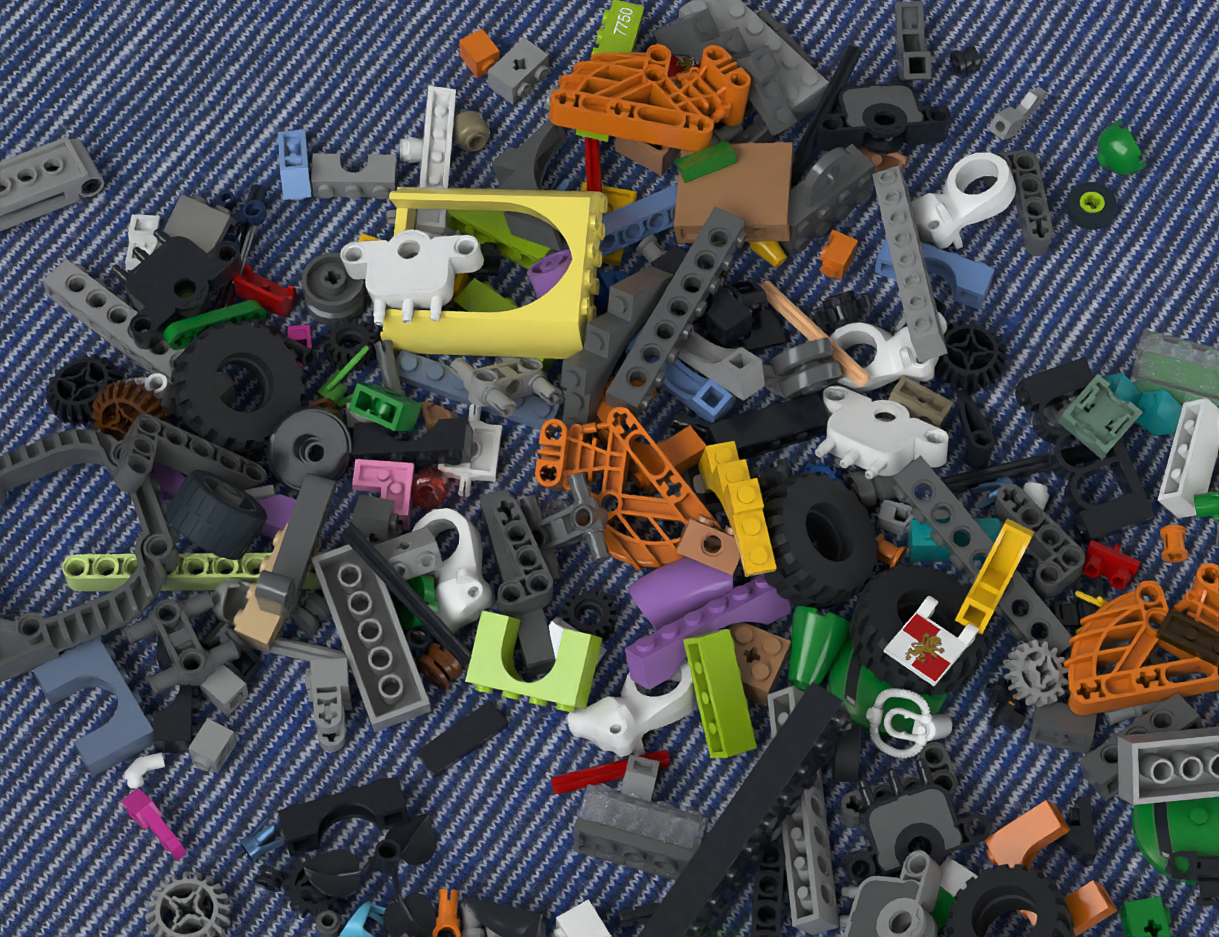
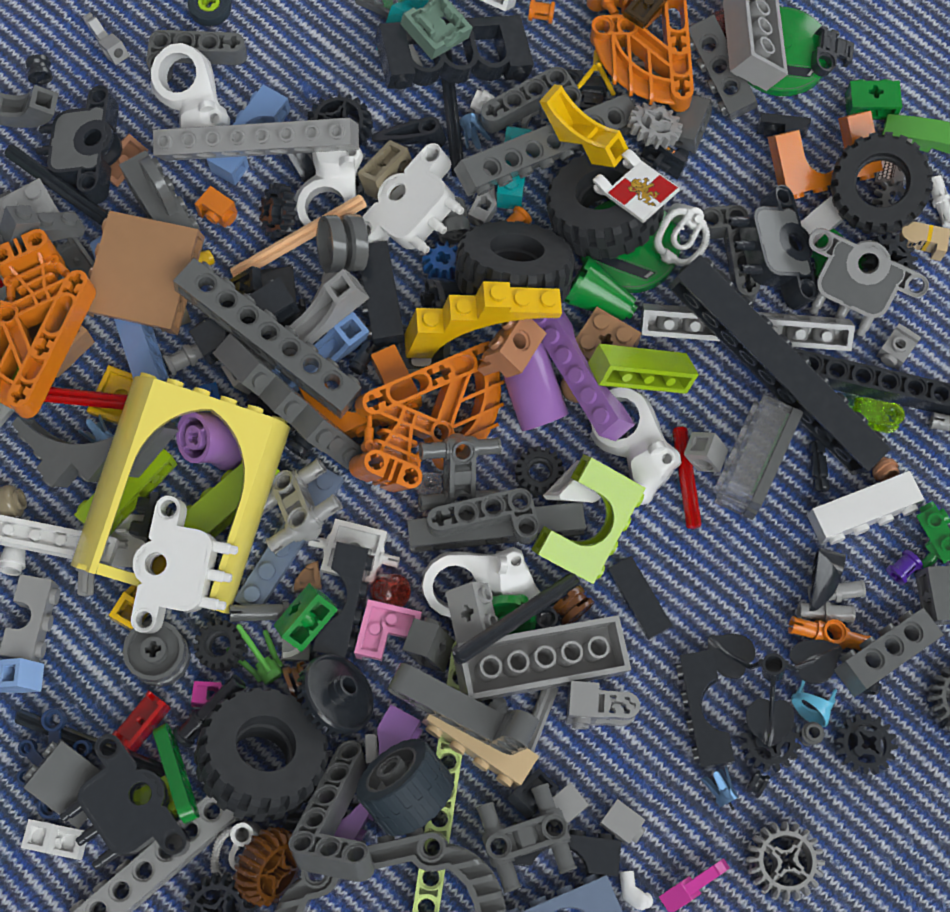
camera: 80 degrees left, 10 degrees up
(229, 598) = (477, 786): light grey hair -> none
(706, 161) = (108, 288): green slope -> none
(1110, 564) = (555, 54): red hips -> none

